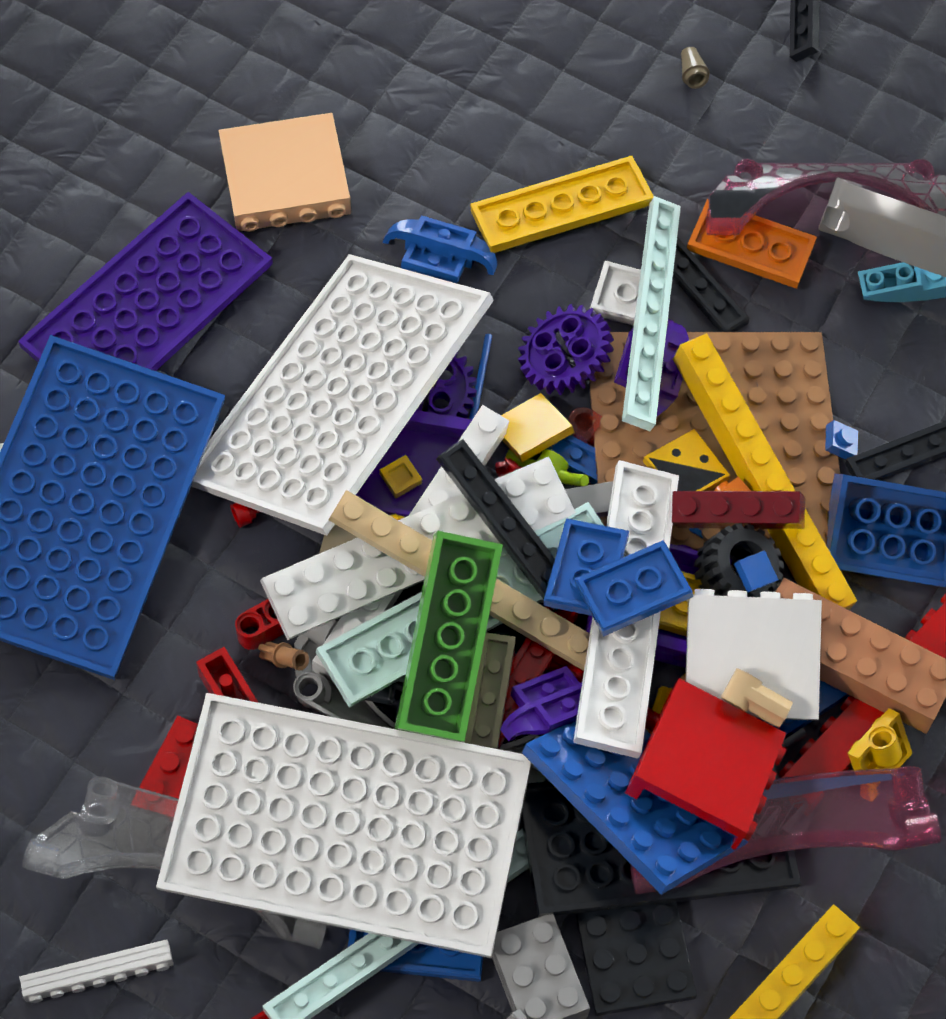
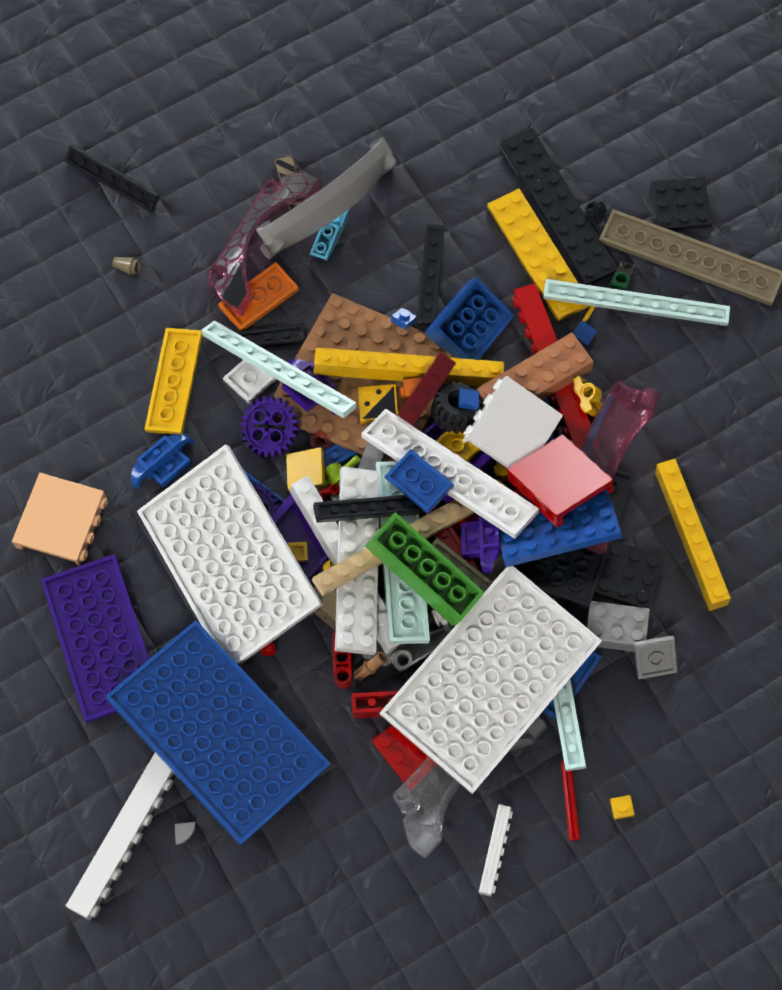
camera: 55 degrees left, 5 degrees up
(633, 588) = (448, 462): blue tile -> none
(750, 695) = (537, 438): tan piece -> none

